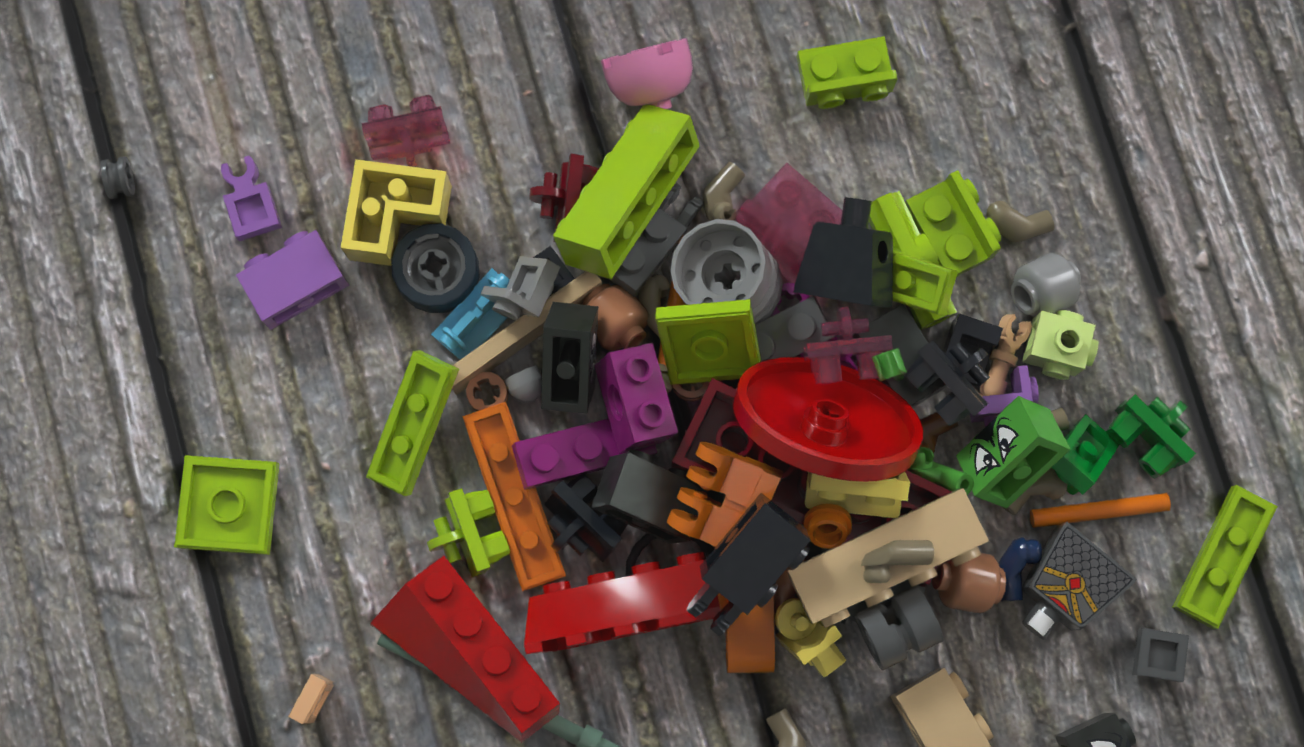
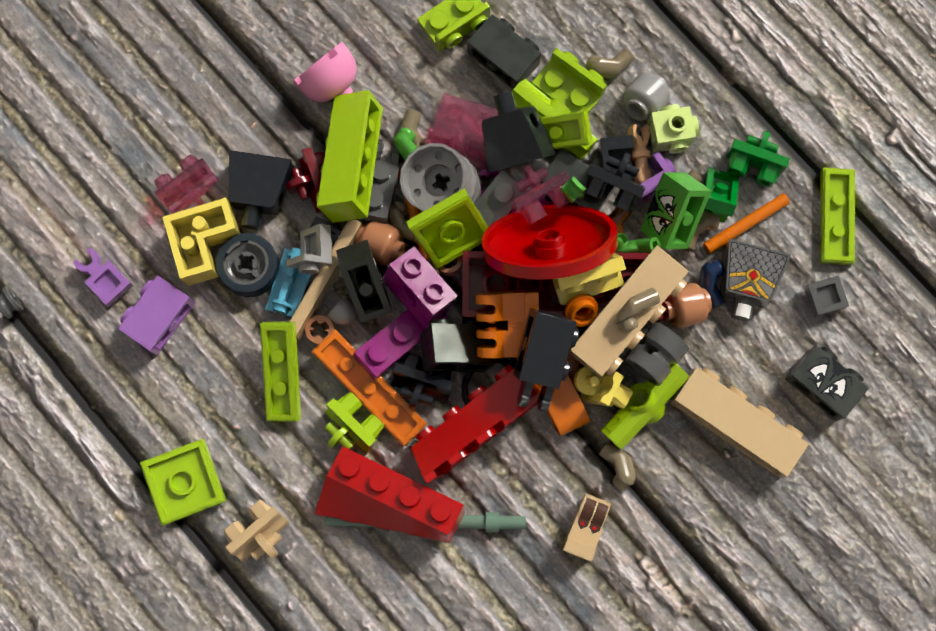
camera: 25 degrees left, 0 degrees up
(287, 619) = (259, 536): none -> tan hips
(311, 699) = (299, 581): light nougat tile -> none
(494, 173) = (257, 185): none -> black torso
(704, 203) = (404, 142): none -> bright green arm
(852, 686) = (644, 407): none -> lime piece
(889, 143) = (504, 51): none -> pearl dark grey brick

